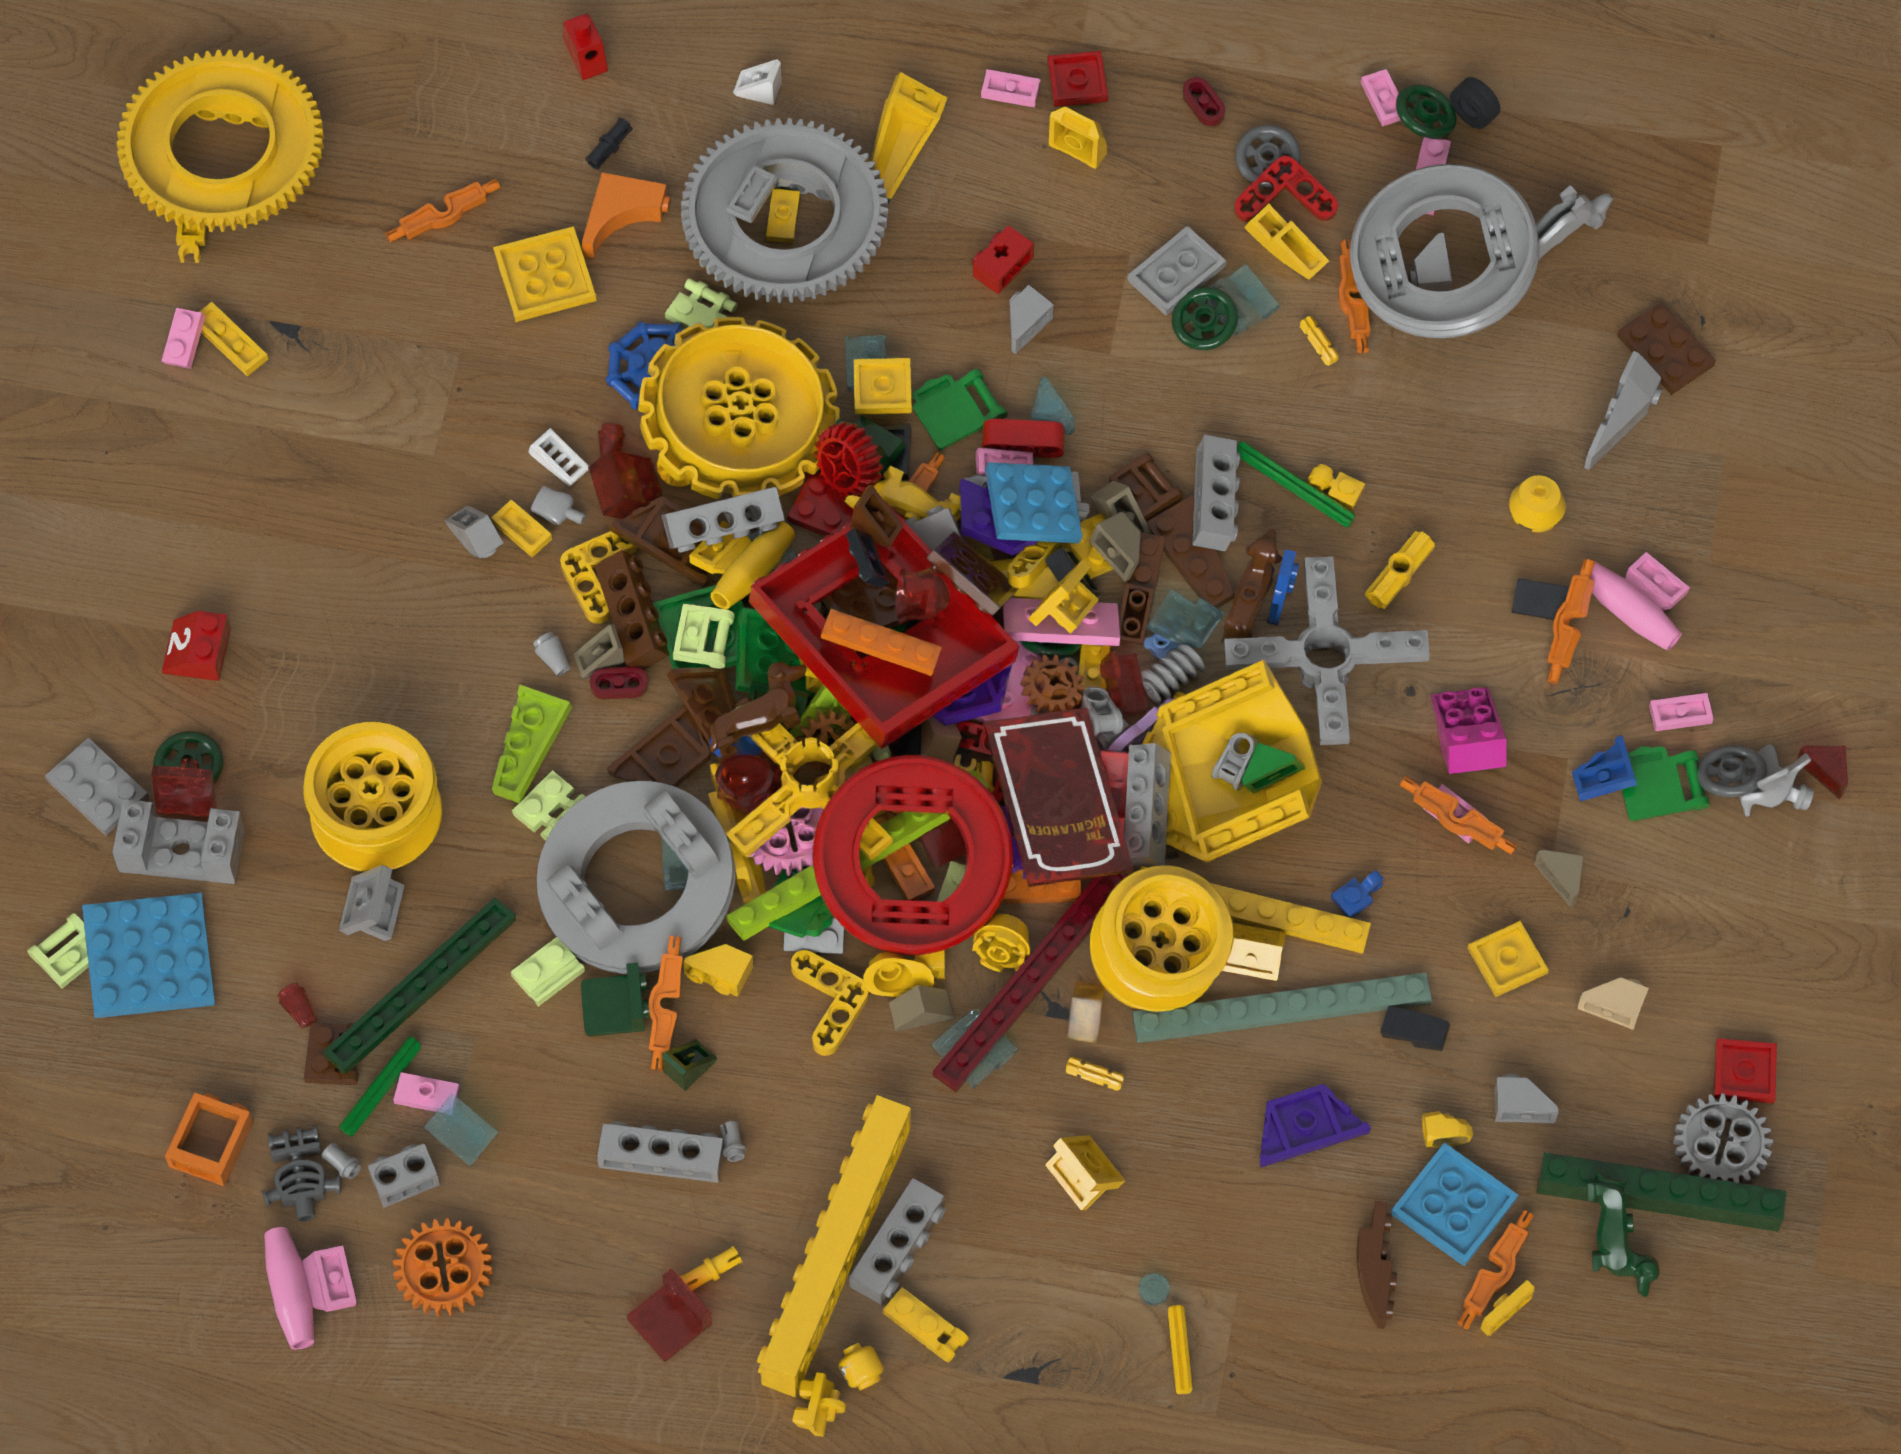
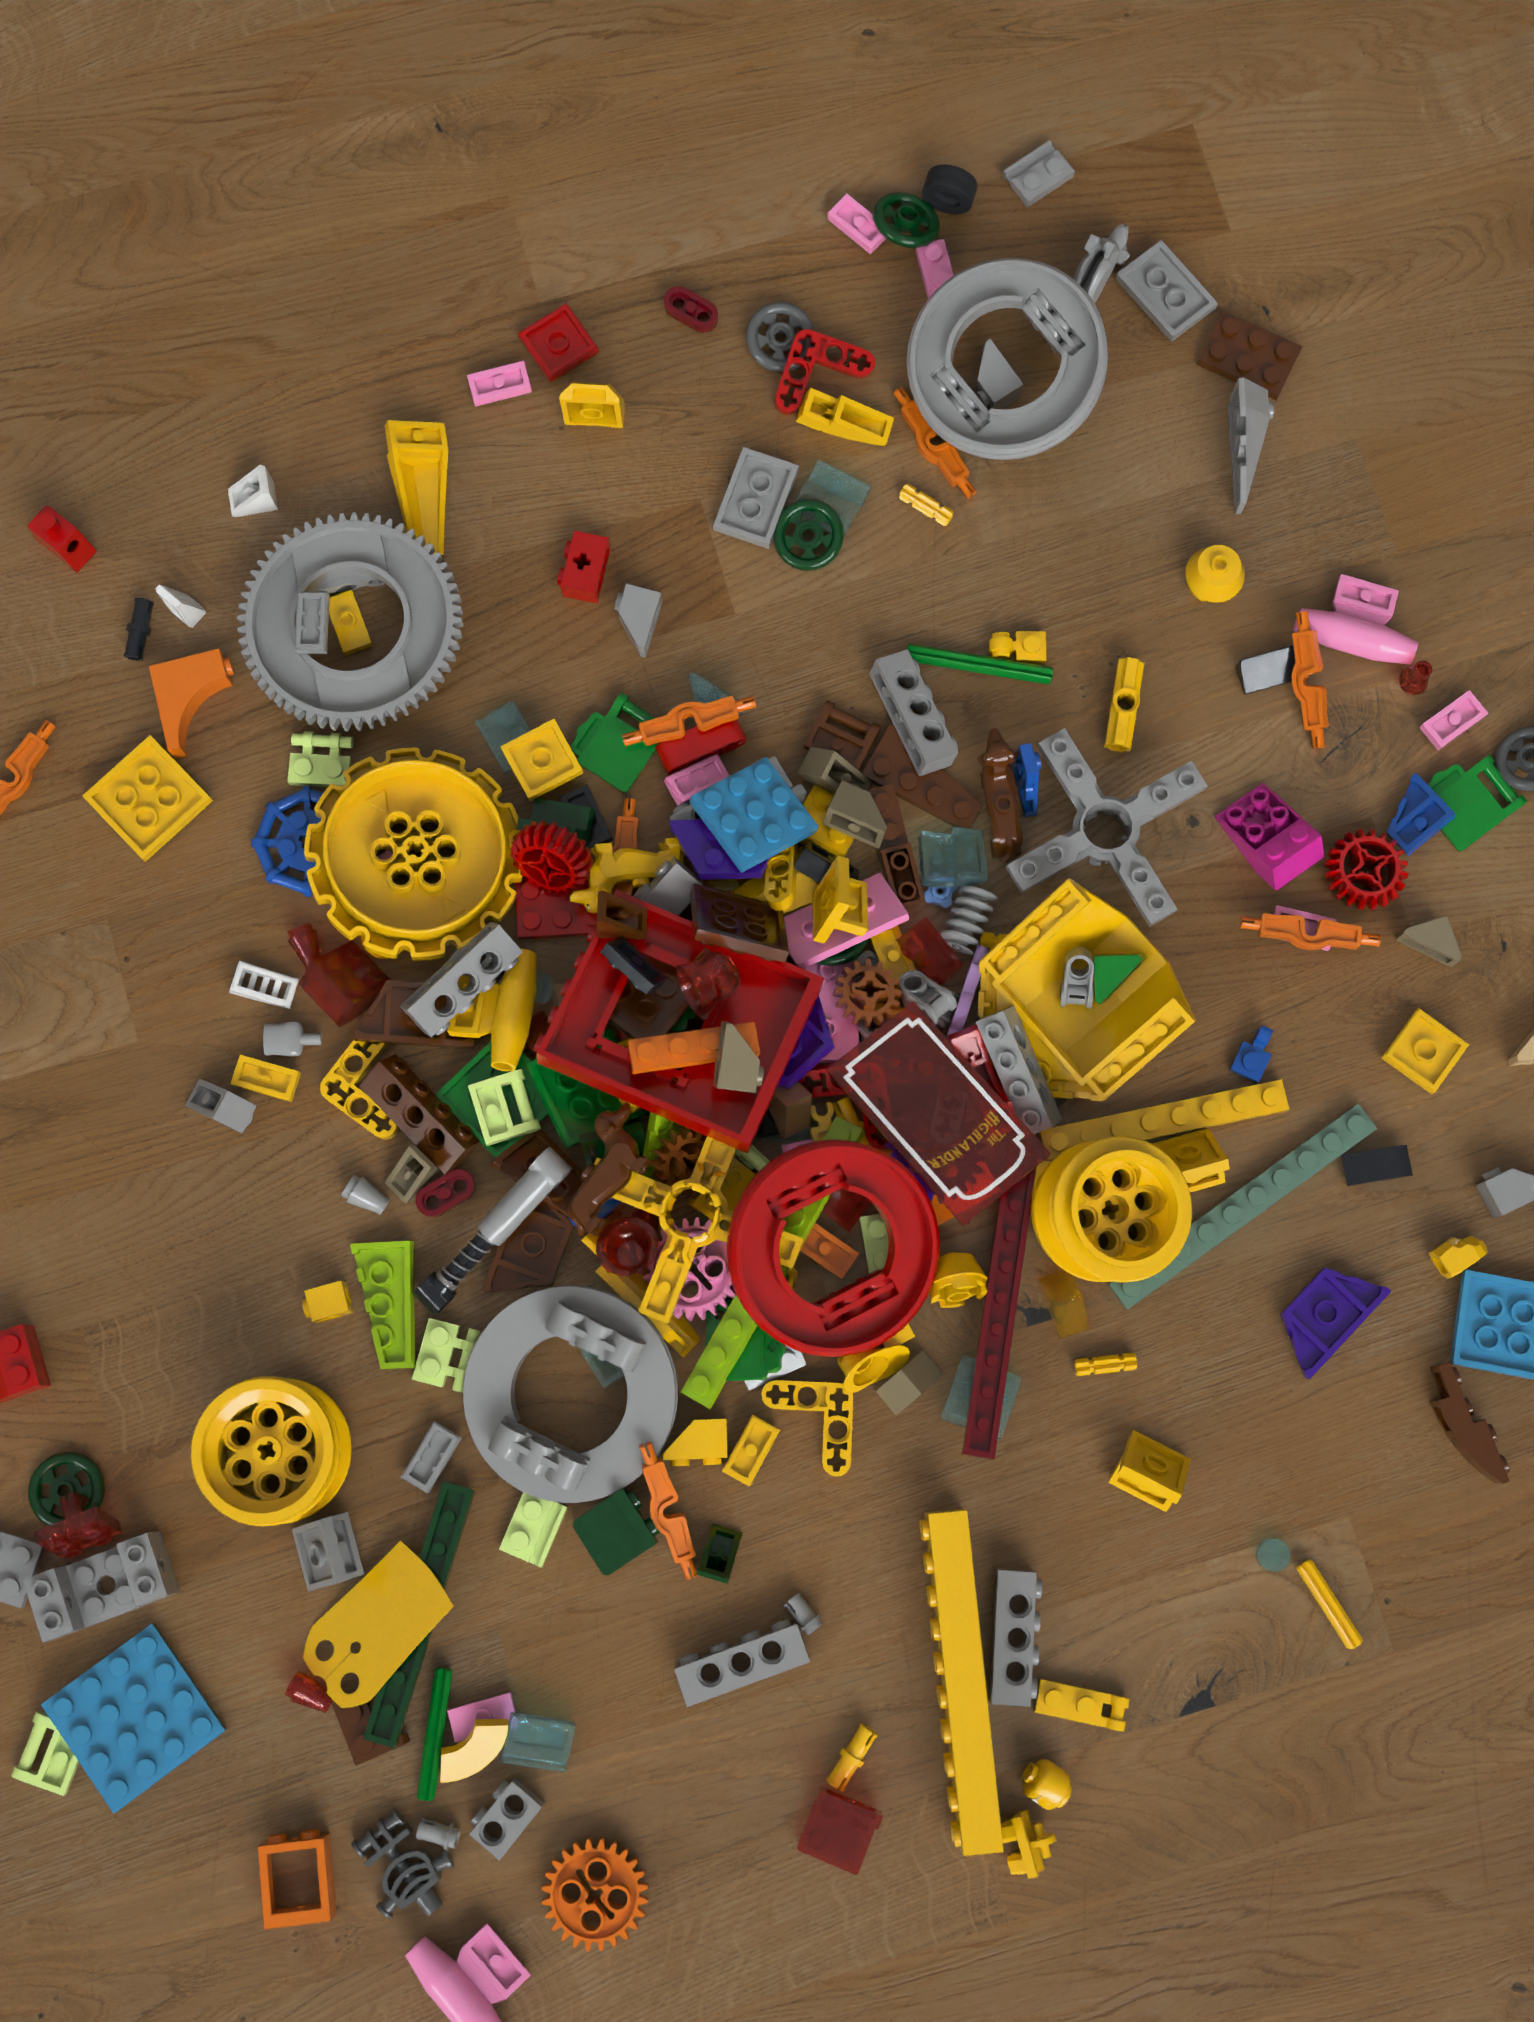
camera: 25 degrees left, 15 degrees up
(386, 976) = (387, 1616): none -> yellow piece
(406, 1112) = (475, 1751): none -> yellow tile
(477, 719) = (327, 1302): none -> yellow brick
(495, 876) = (431, 1457): none -> light grey plate
(653, 139) = (181, 605): none -> white slope
(708, 694) = (495, 1228): none -> piece
(759, 996) = (751, 1450): none -> yellow plate
(908, 664) = (736, 1063): none -> dark tan slope
(1037, 413) = (672, 725): none -> orange piece
(1558, 790) = (1370, 881): none -> red gear
(1563, 126) = (1038, 173): none -> light grey plate
(1621, 265) = (1166, 290): none -> light grey plate
(1666, 663) = (1415, 678): none -> clear red cone

